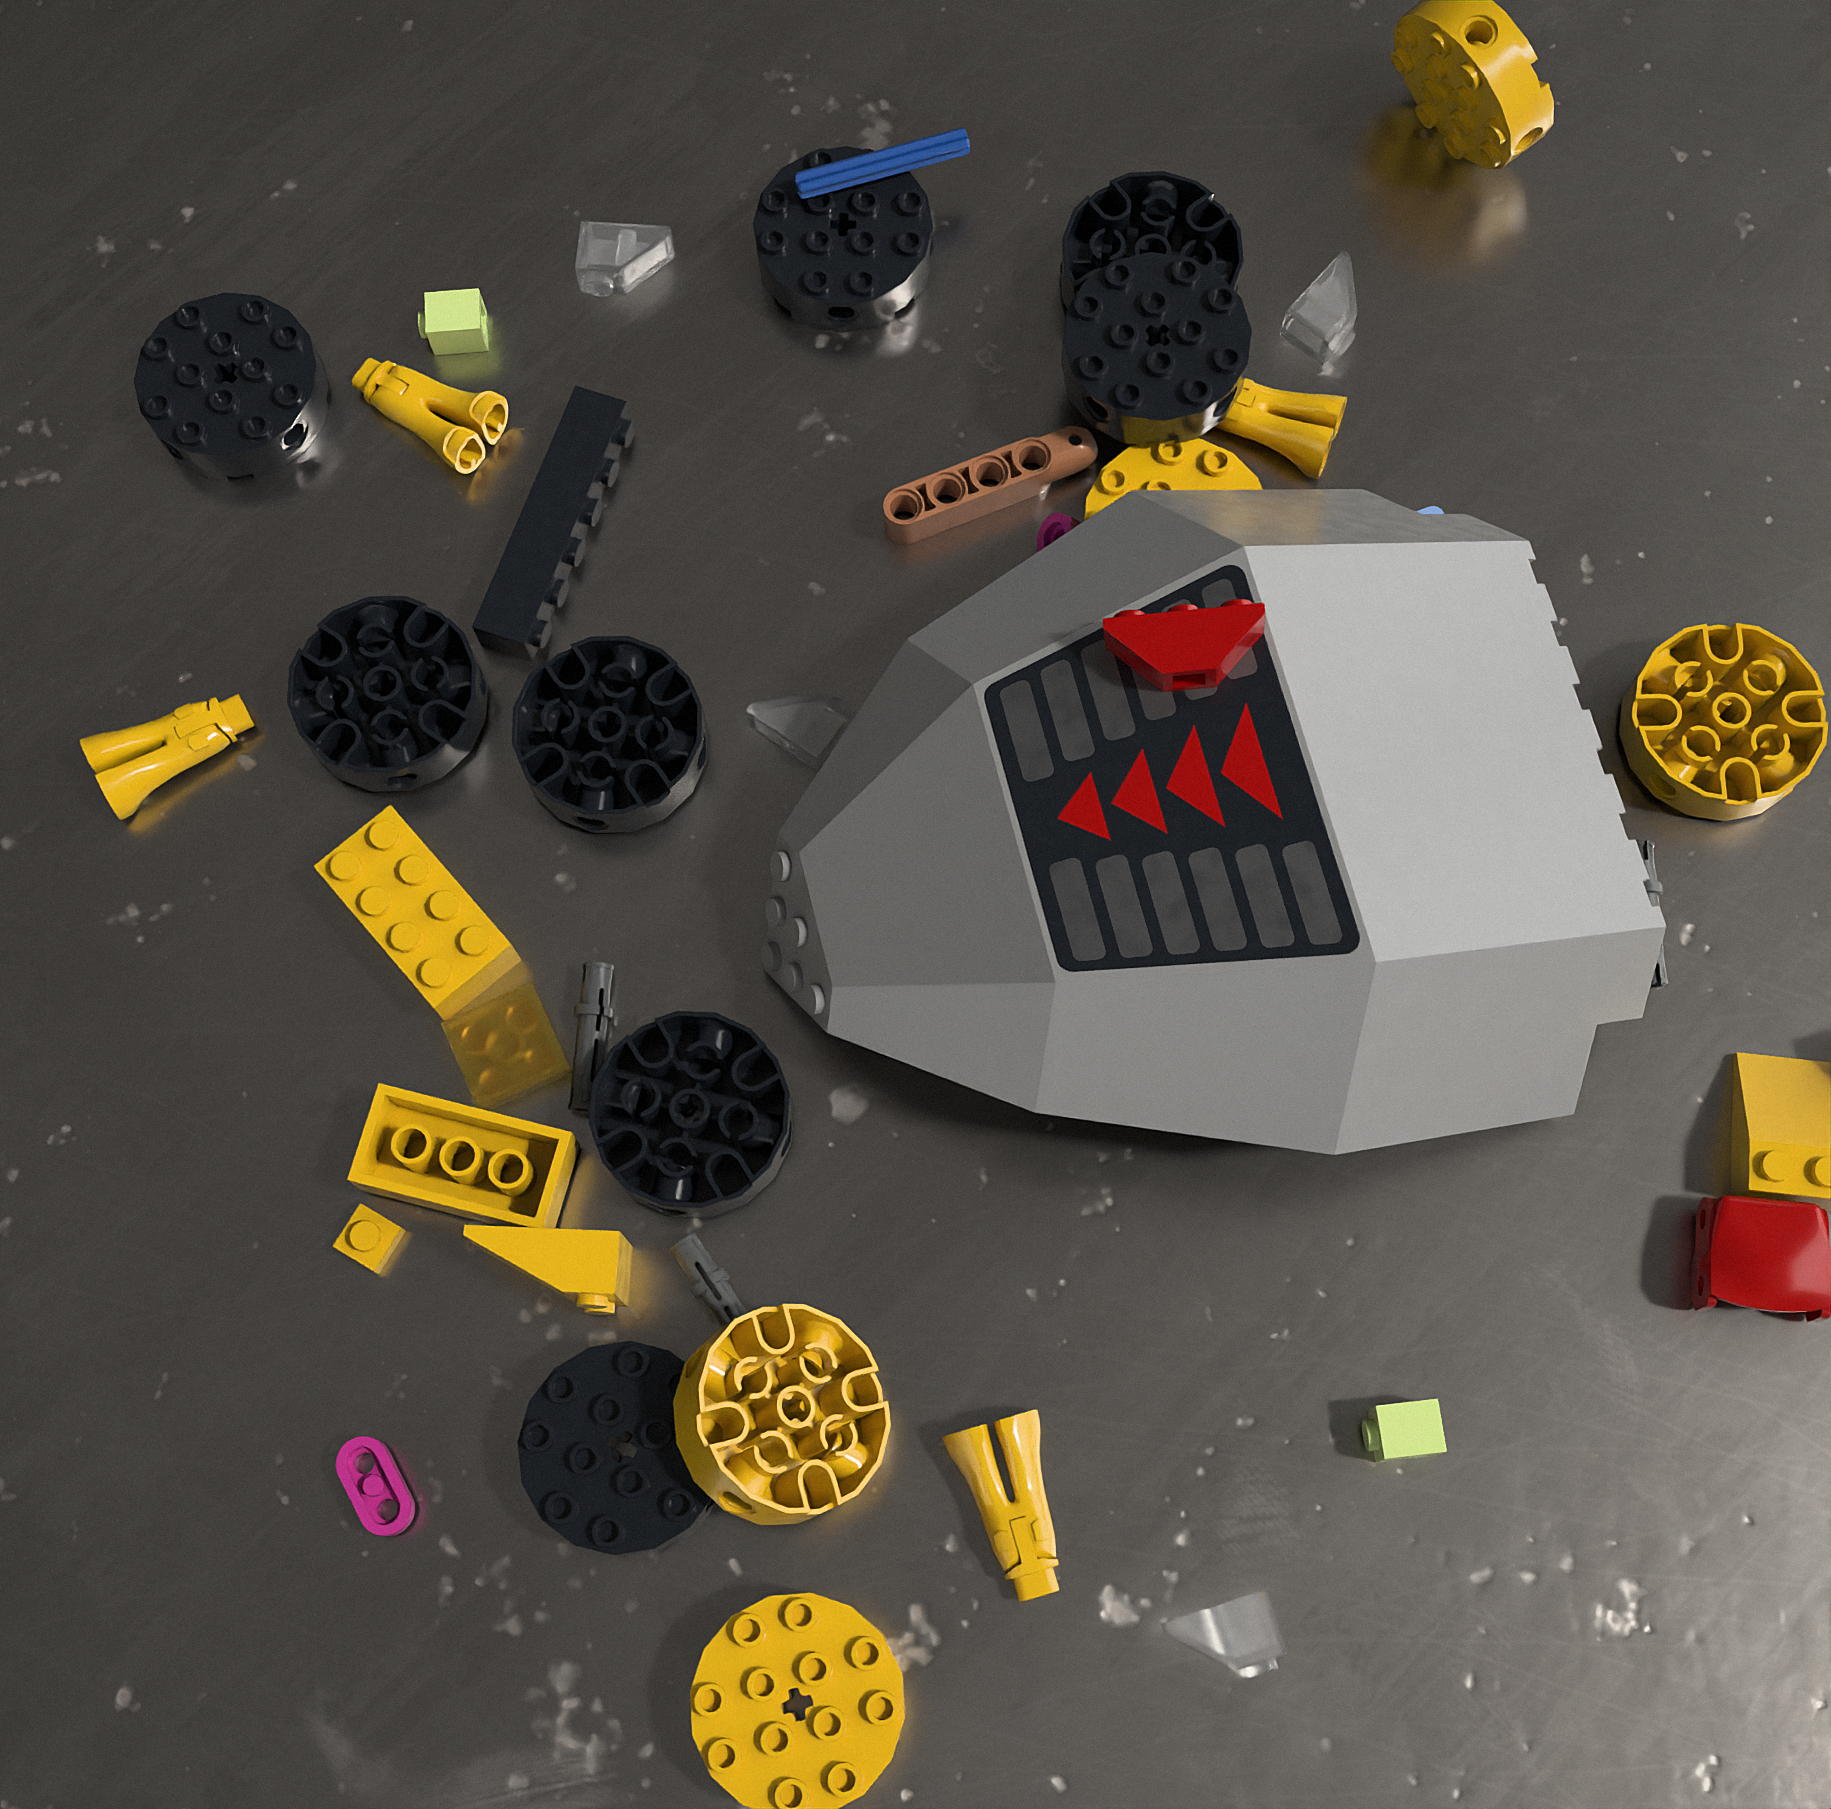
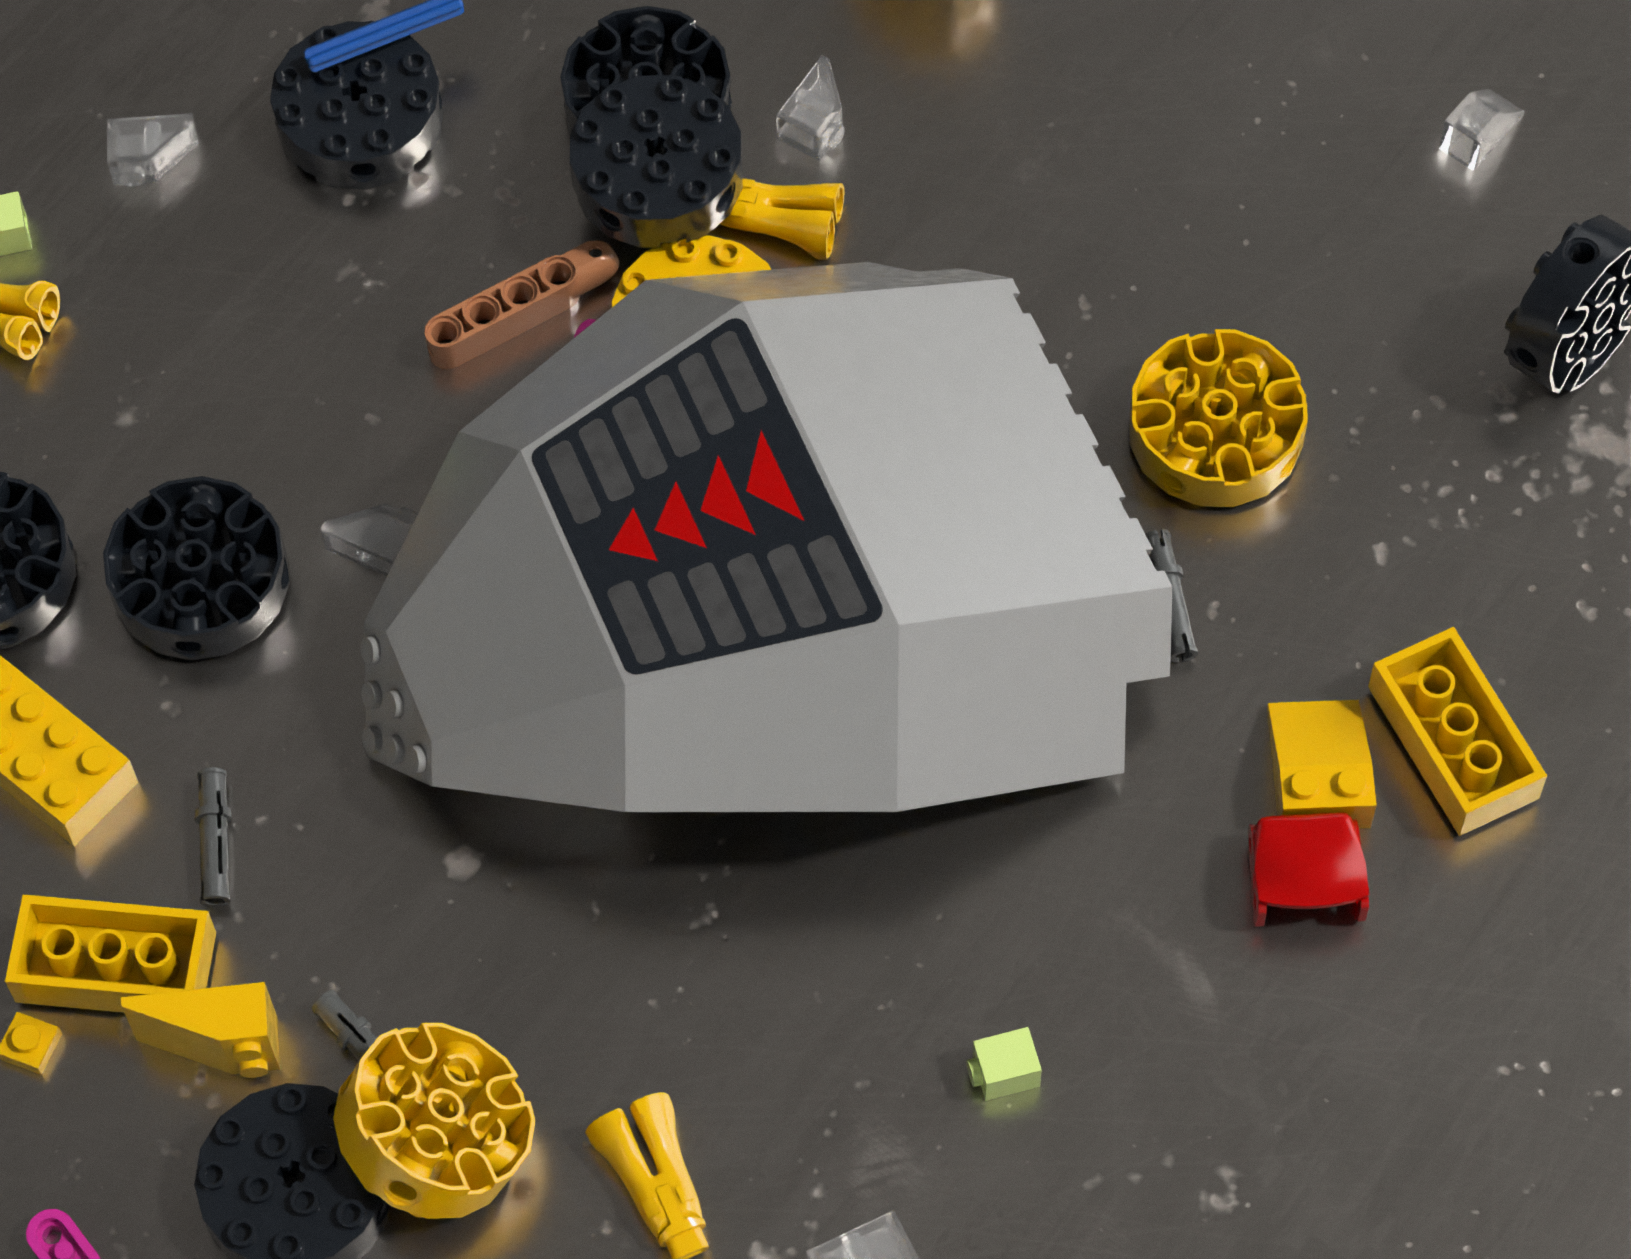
camera: 10 degrees left, 10 degrees down
(506, 1047) = (136, 855): clear yellow plate -> none
(554, 524) = (118, 393): black brick -> none
(666, 1072) = (276, 897): black brick -> none
(1186, 644) = (701, 386): red slope -> none

